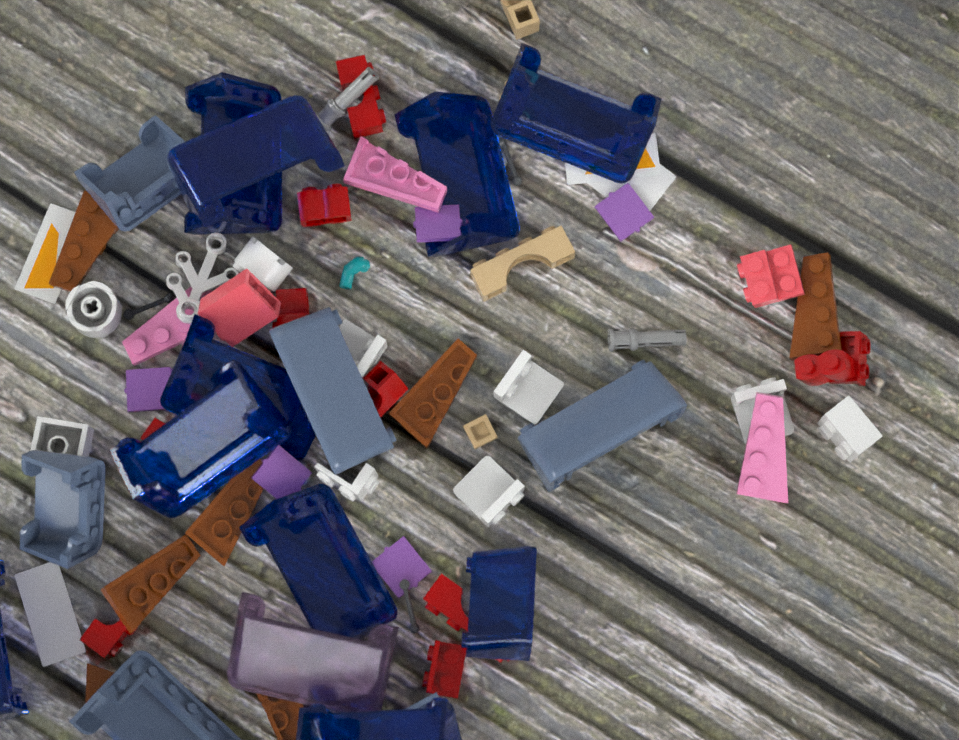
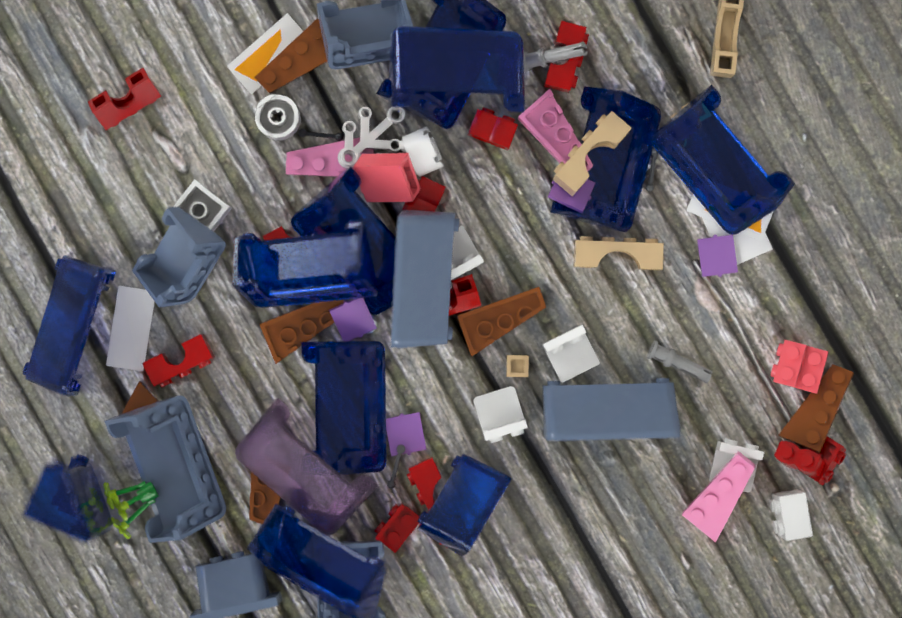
camera: 25 degrees right, 10 degrees up
(144, 586) = (208, 350): dark orange wing -> none
(145, 388) = (287, 197): medium lavender piece -> none
(356, 265) = (489, 188): teal arm -> none
(364, 483) = (411, 360): white bracket -> none
(444, 146) = (609, 133): none -> tan arch

